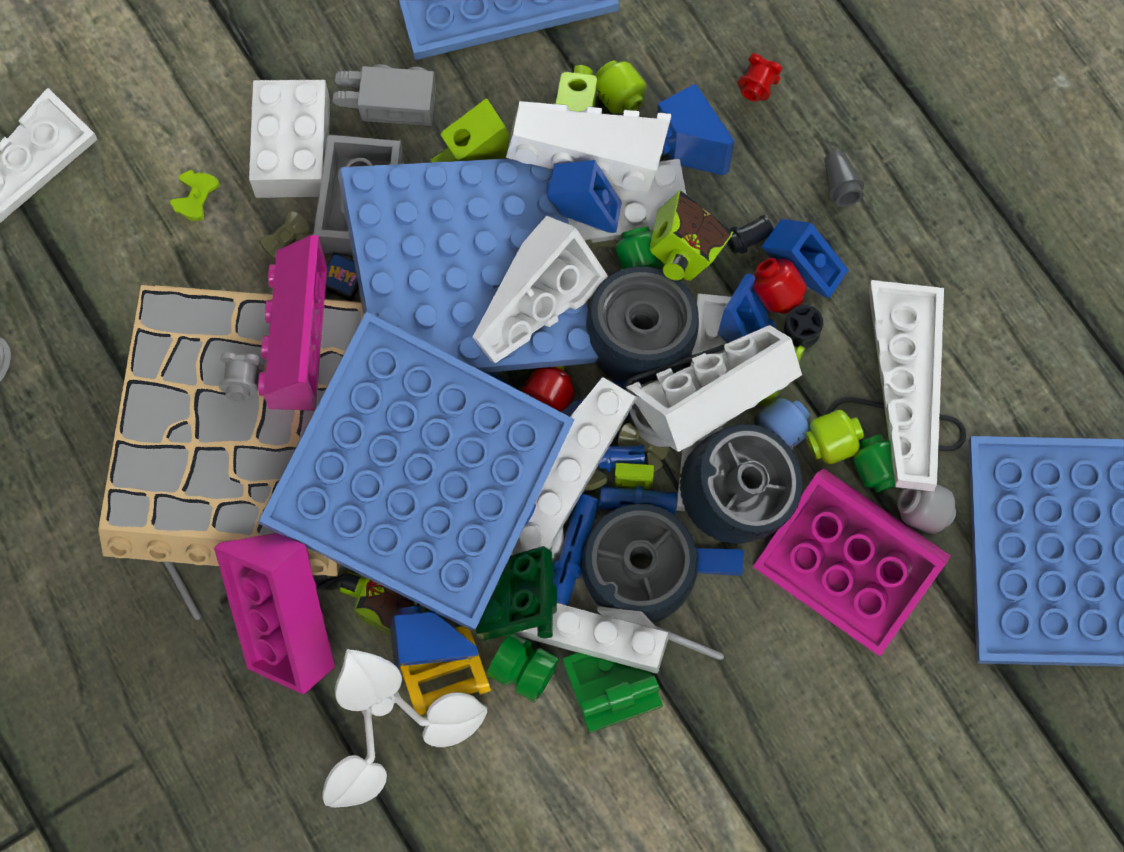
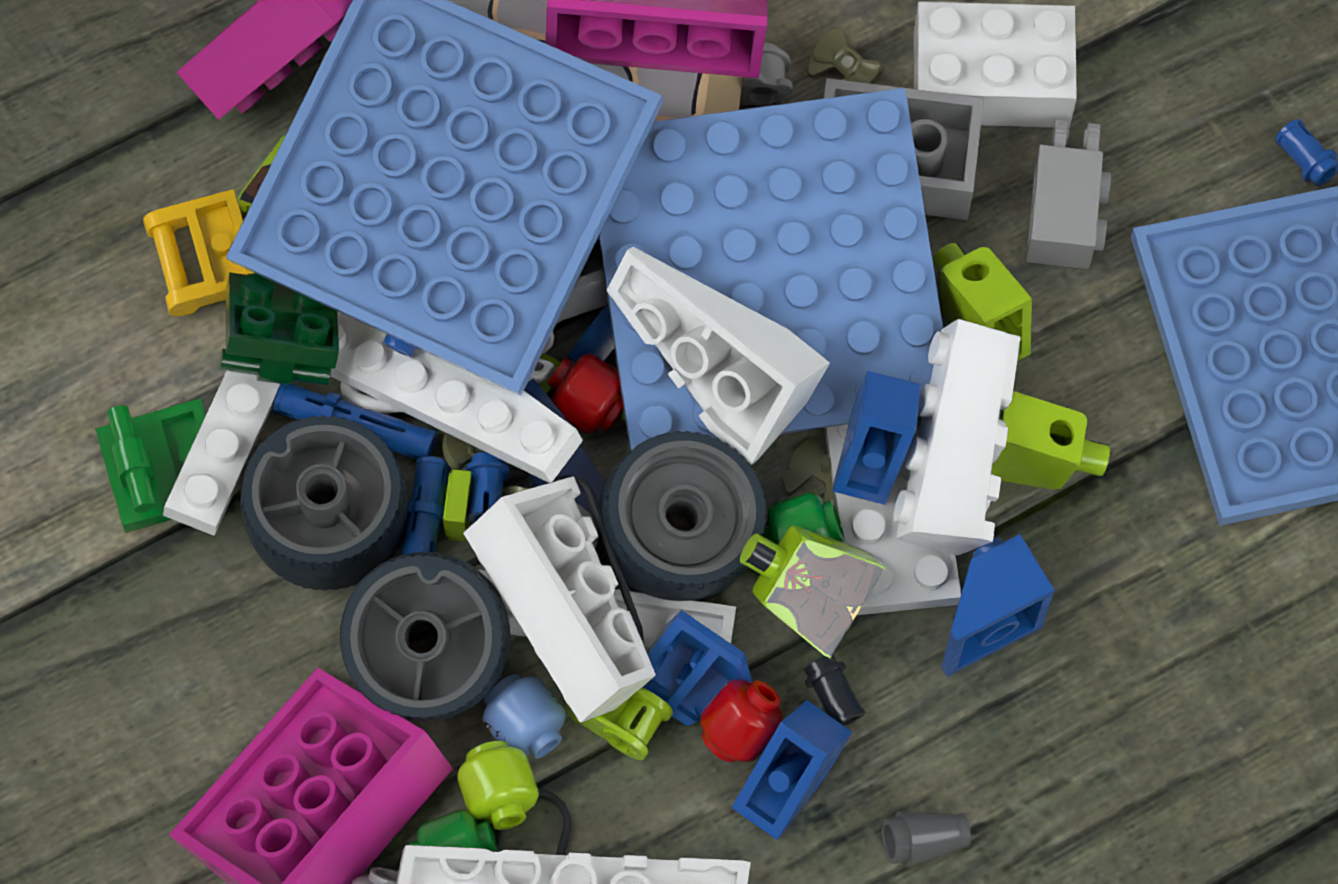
camera: 90 degrees right, 5 degrees down
(372, 686) = (160, 119): white plant -> none
(426, 639) = (220, 205): blue slope -> none
(523, 667) = (188, 353): green wheel -> none
(620, 87) = (1081, 516): lime head -> none
(640, 618) = (226, 525): light grey piece -> none
(720, 561) = (326, 621): blue piece -> none
(759, 78) = (1094, 719): red brick -> none
(806, 318) = (685, 748): black wheel -> none

